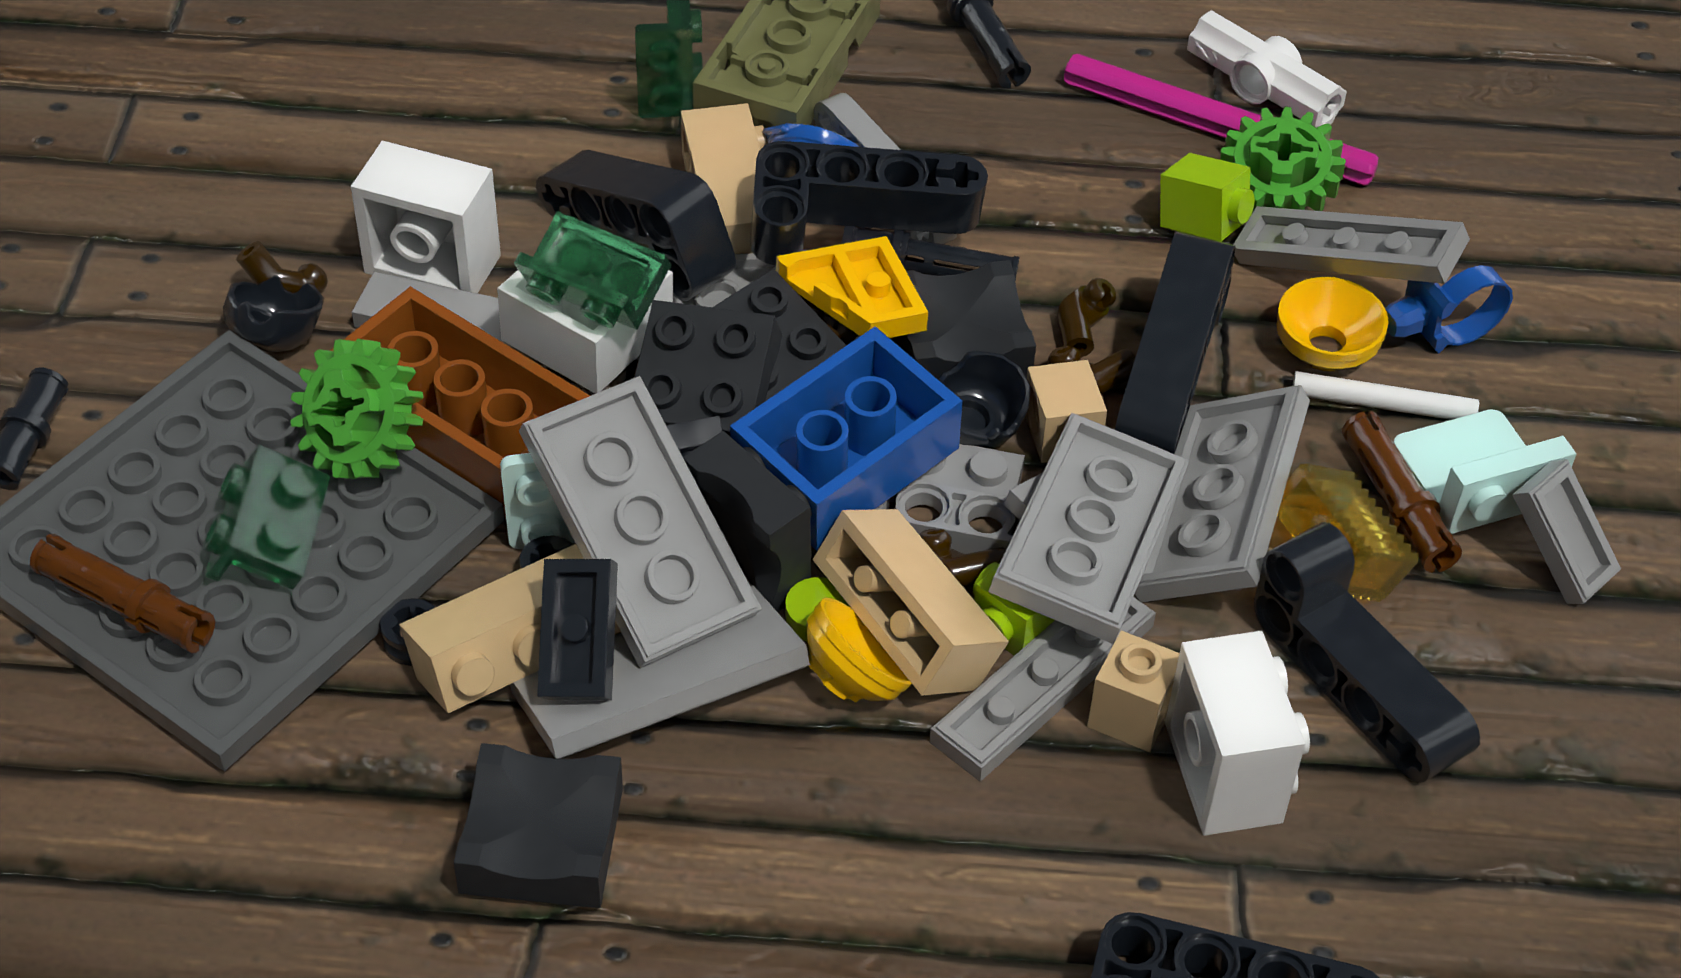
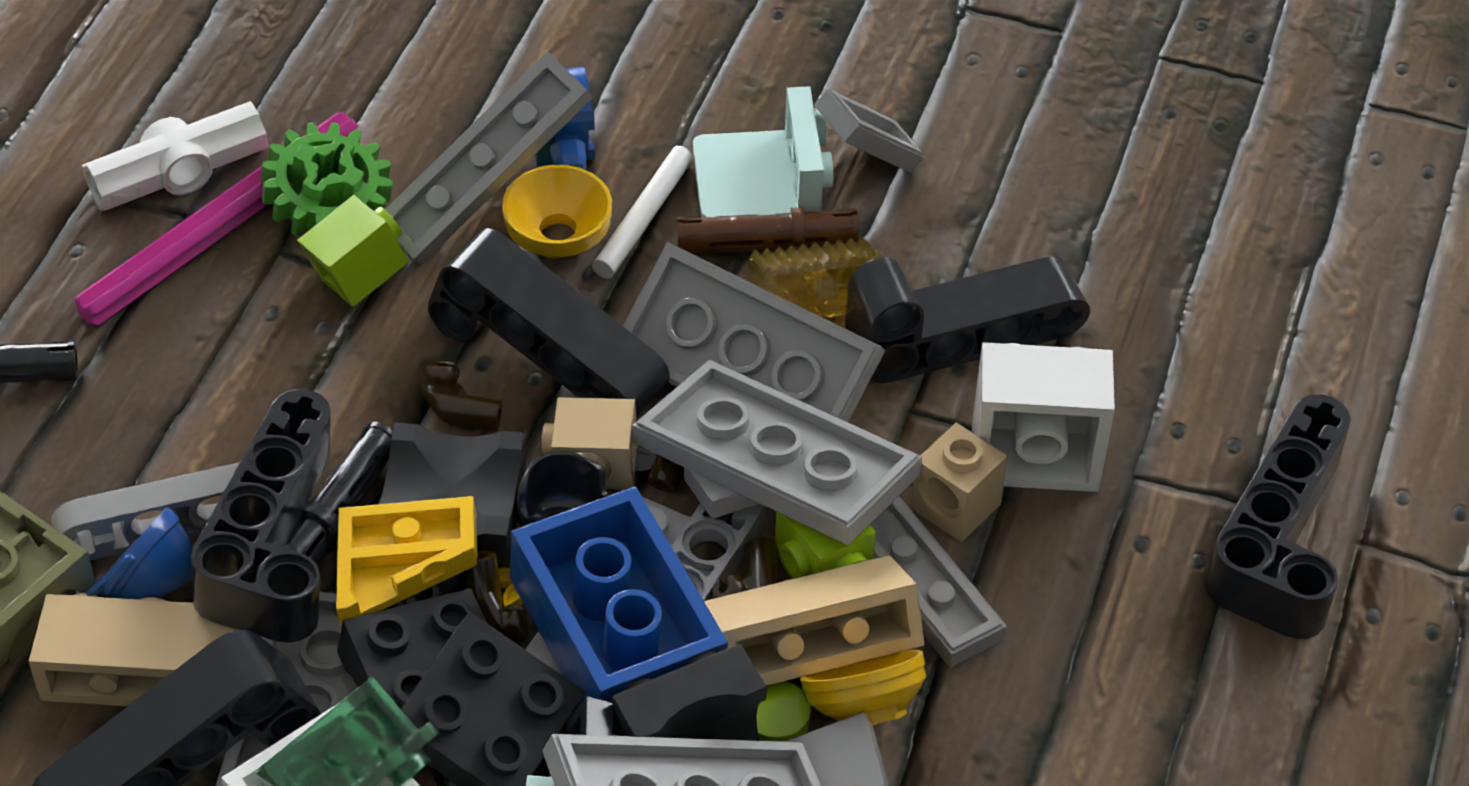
camera: 75 degrees left, 0 degrees up
(1107, 372) = (541, 405): dark brown arm -> none

